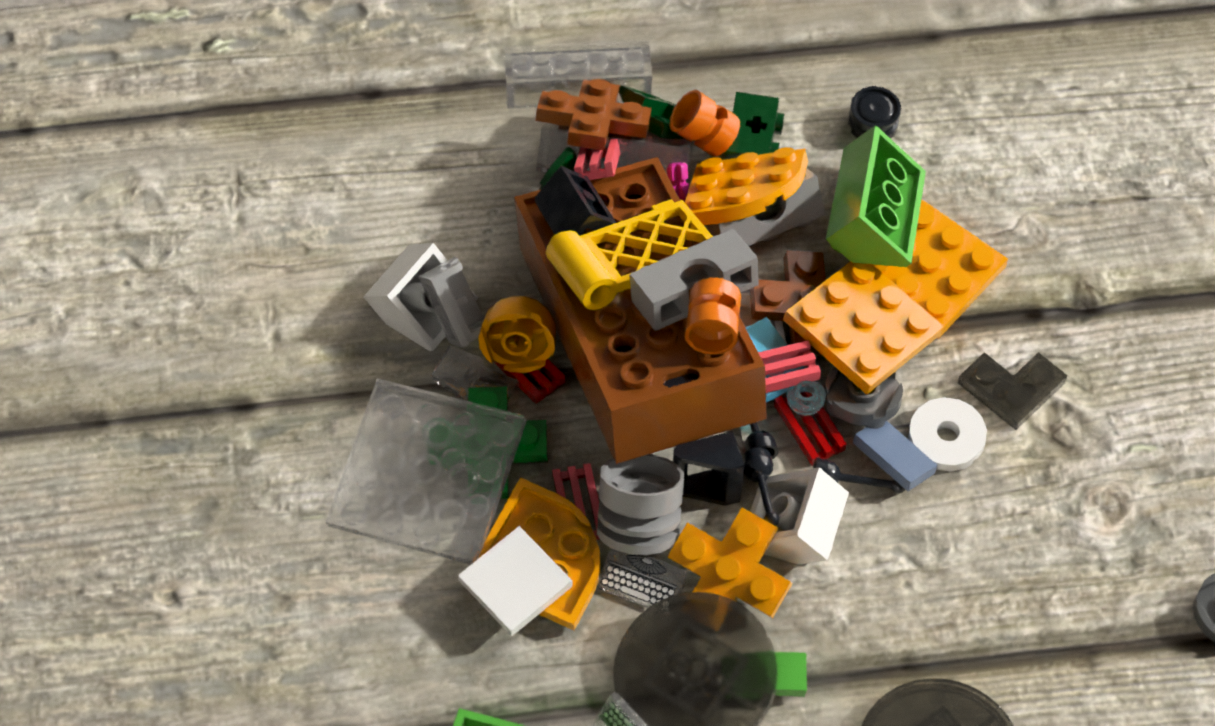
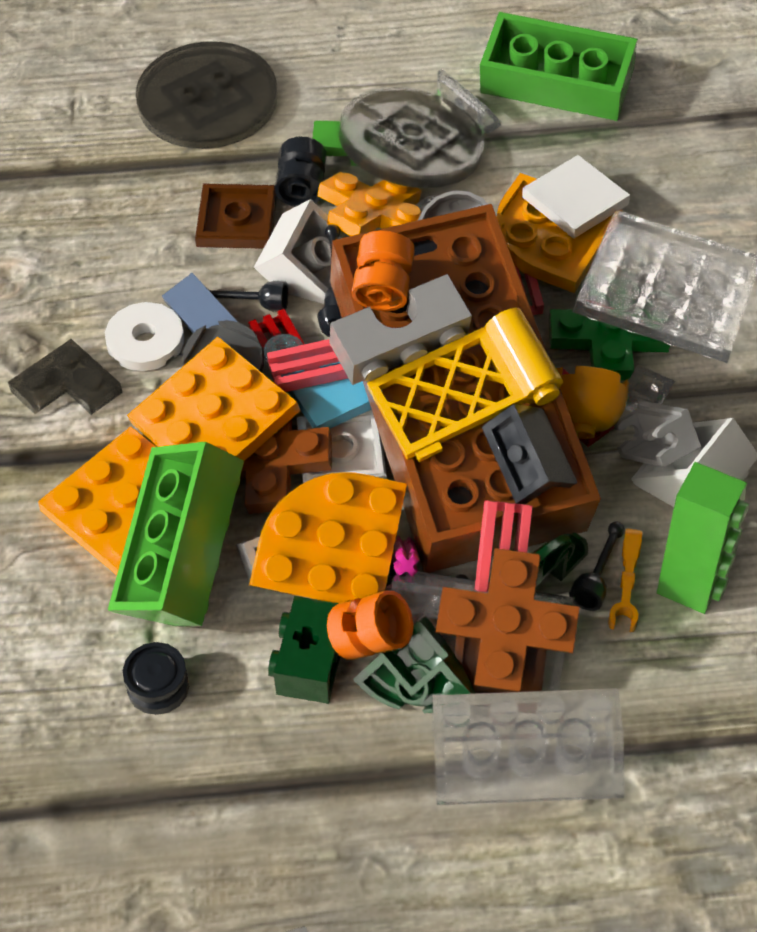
camera: 175 degrees left, 5 degrees down
(427, 176) = (702, 537): none -> bright green wedge
(483, 224) = (630, 555): none -> light orange piece
(517, 186) = (590, 588): none -> black hinge
(814, 620) = (300, 170): none -> black wheel
(878, 584) = (235, 216): none -> reddish brown tile

